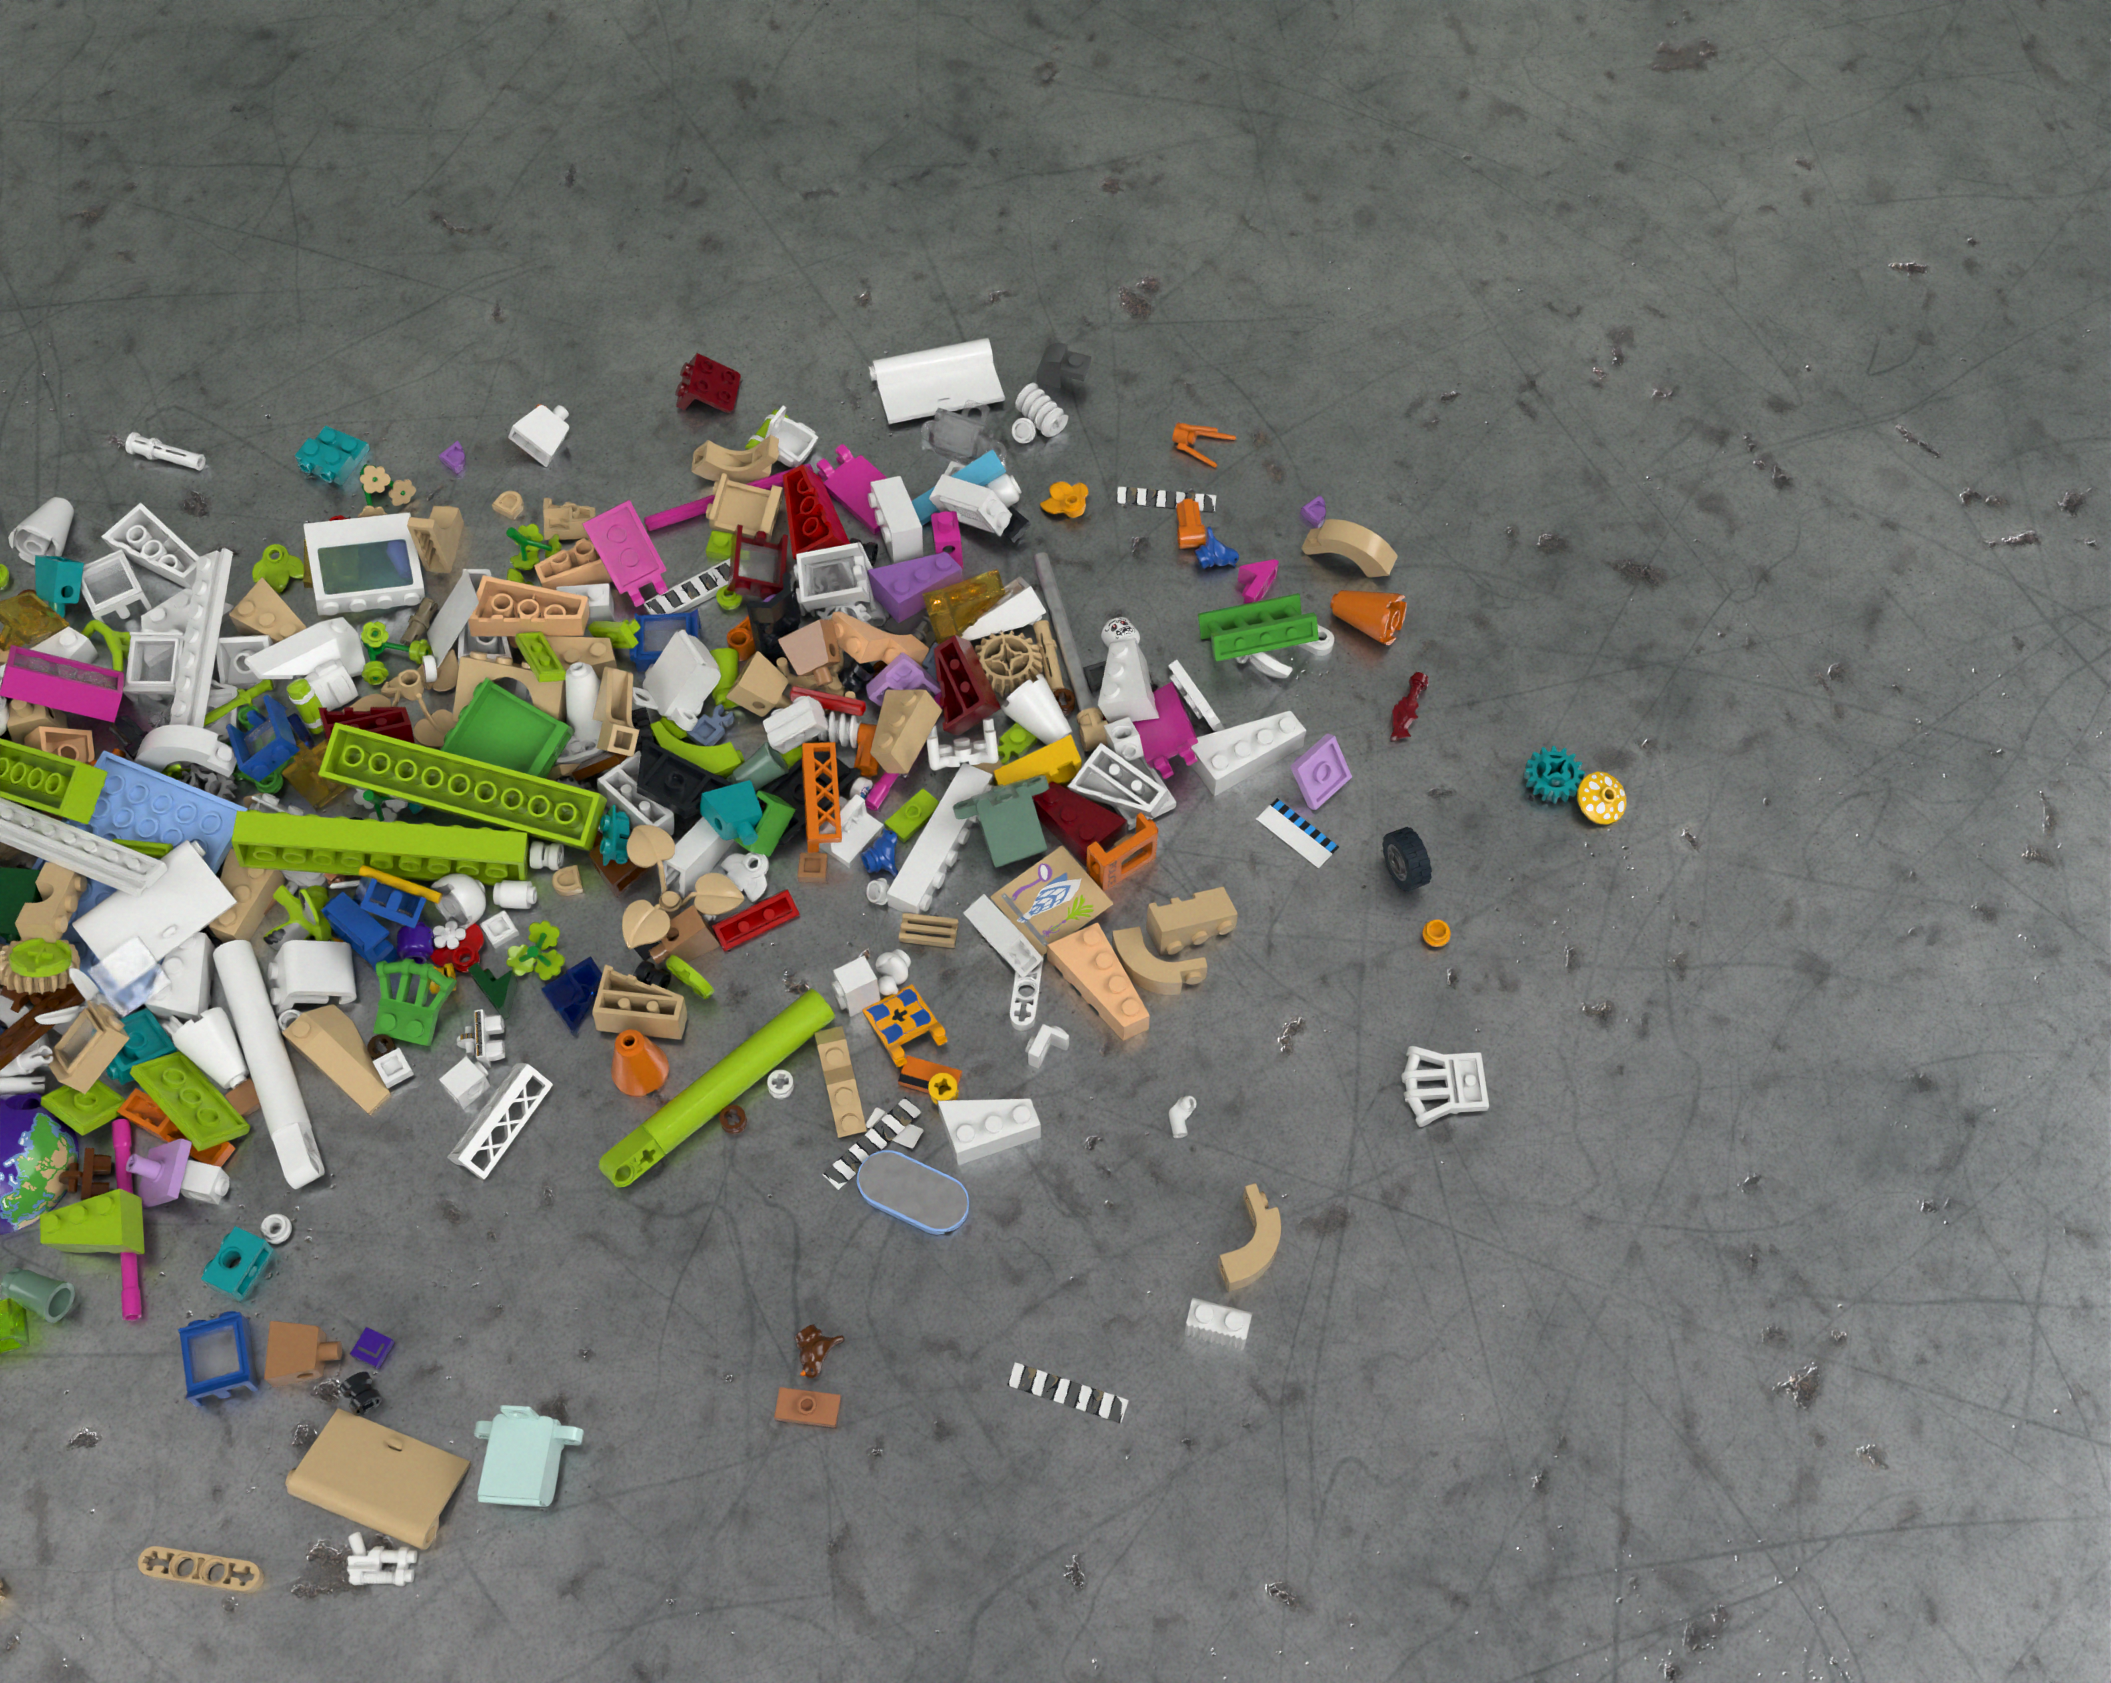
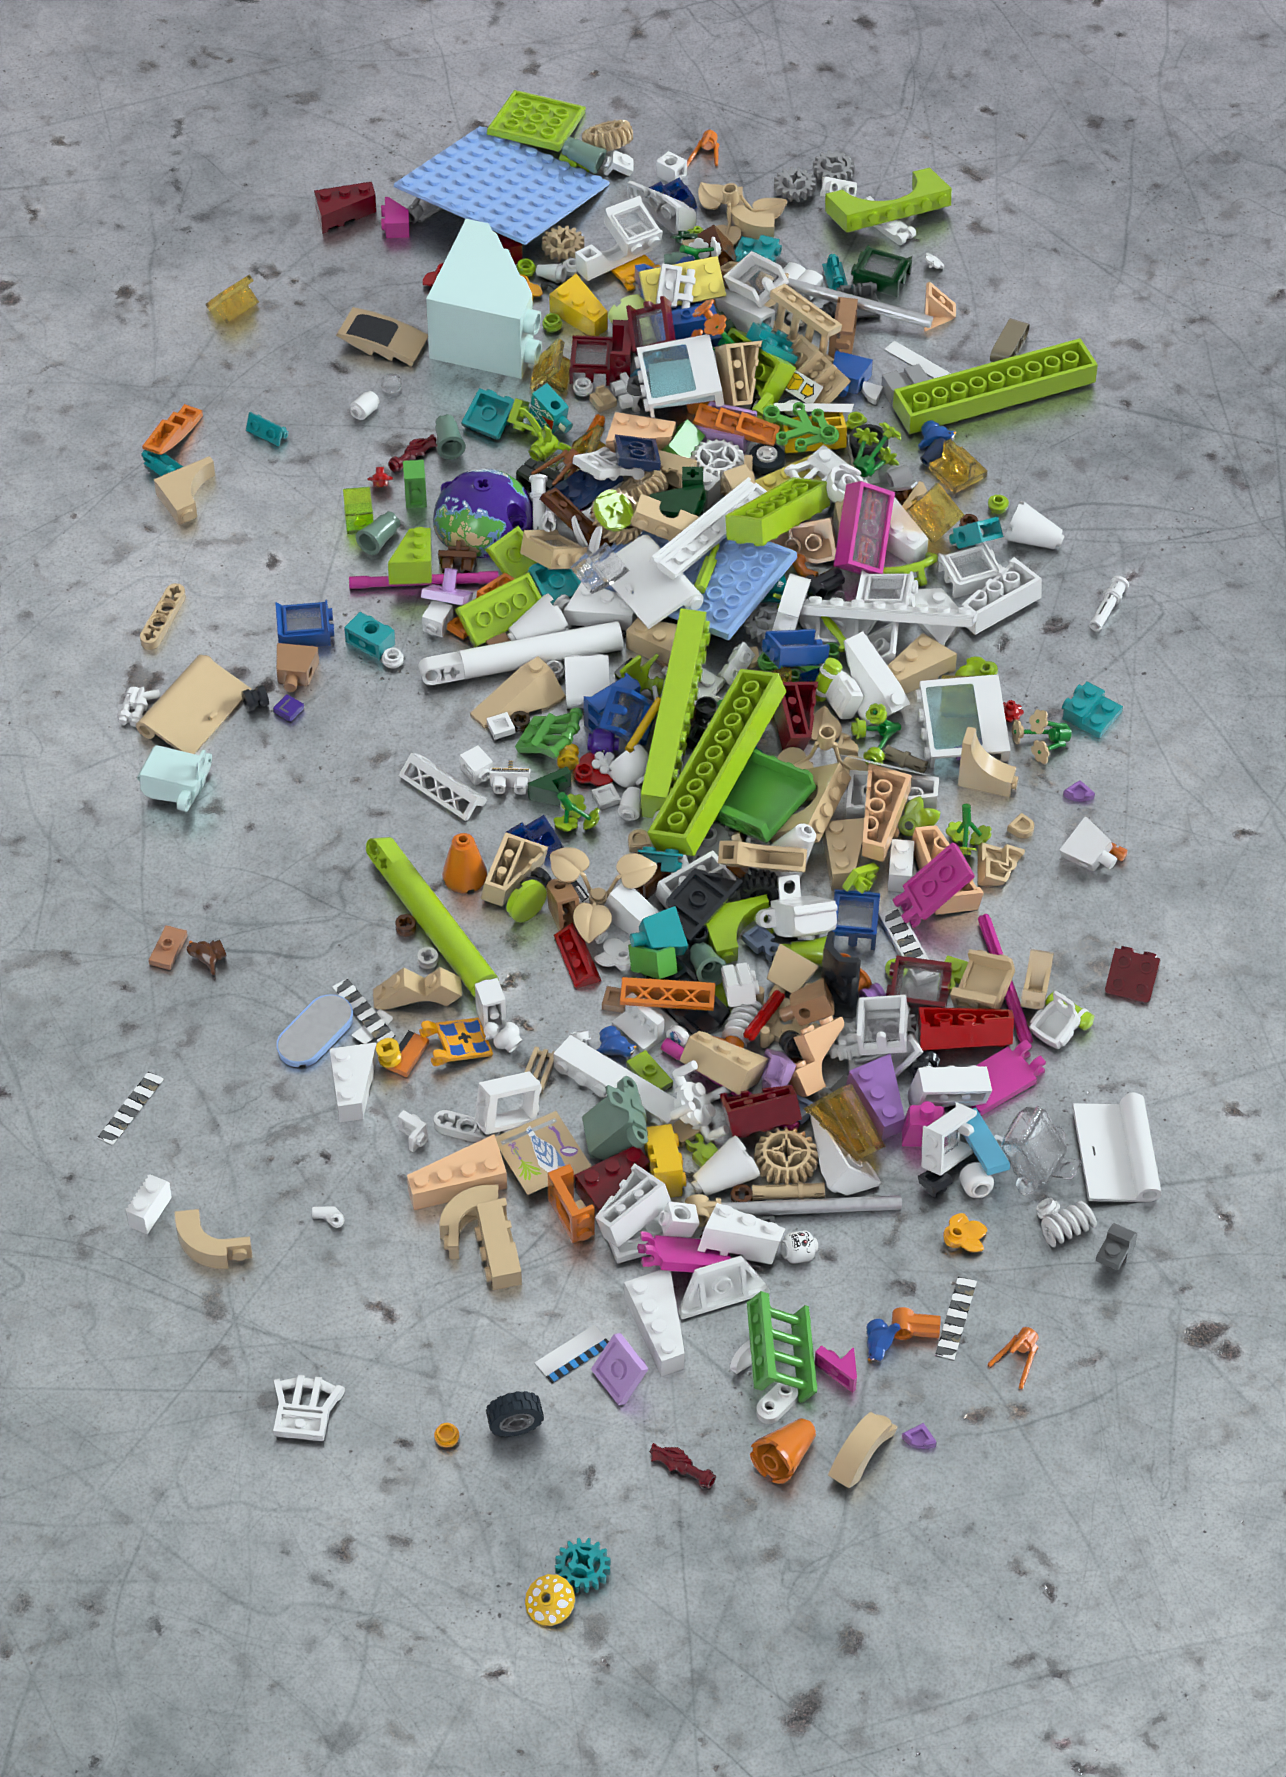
camera: 100 degrees right, 10 degrees down
(429, 668) = (847, 750): white tile -> none
(540, 657) = (831, 813): lime tile -> none

